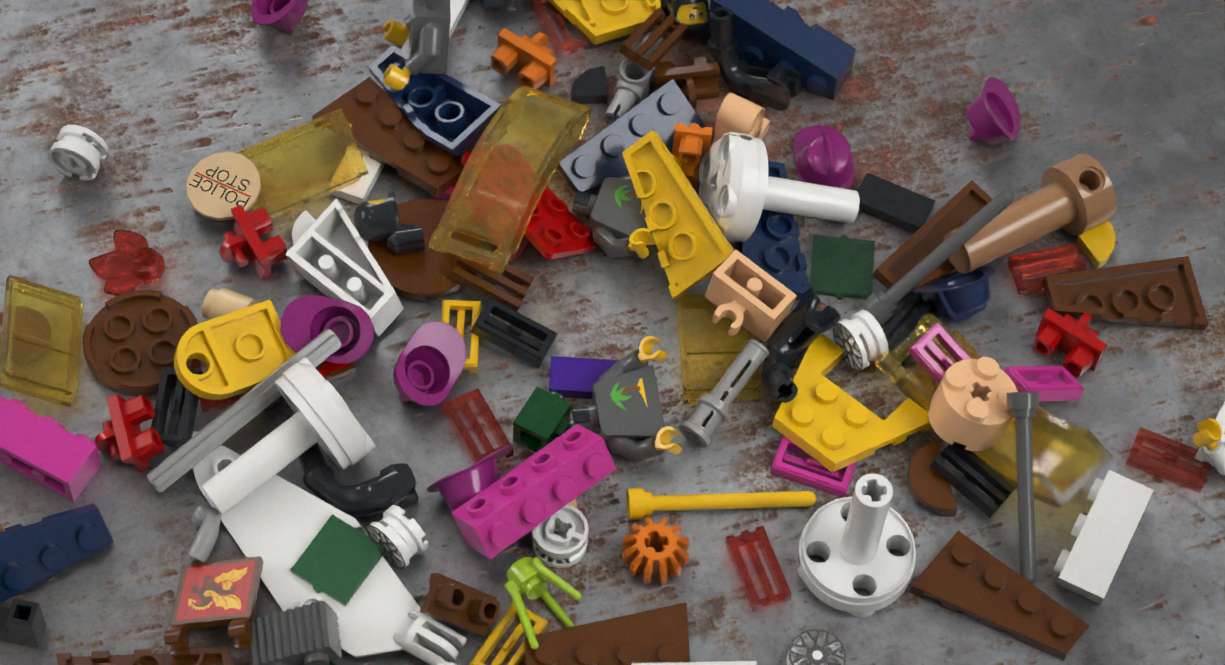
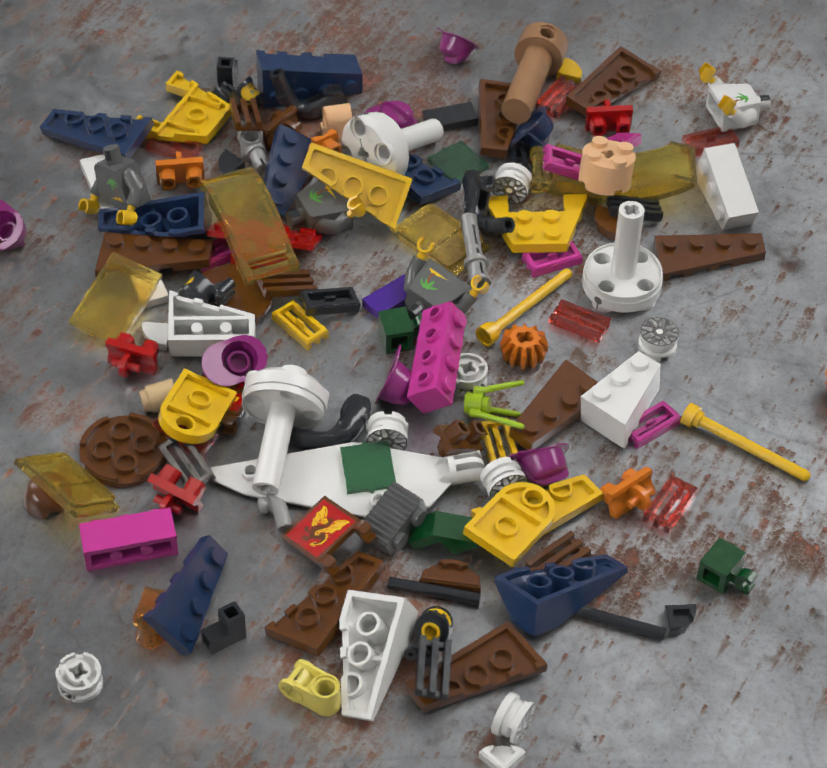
camera: 40 degrees left, 10 degrees down
(124, 265) = (68, 416): clear red plate -> none
(222, 184) = (81, 339): tan piece -> none
(237, 415) = (230, 437): light grey axle -> none
(430, 364) = (306, 343): magenta piece -> none
(462, 432) = (362, 364): clear red tile -> none
(748, 297) = (439, 195): light nougat brick -> none
(883, 303) = (503, 155): dark grey piece -> none
(1023, 409) = (640, 144): dark grey piece -> none

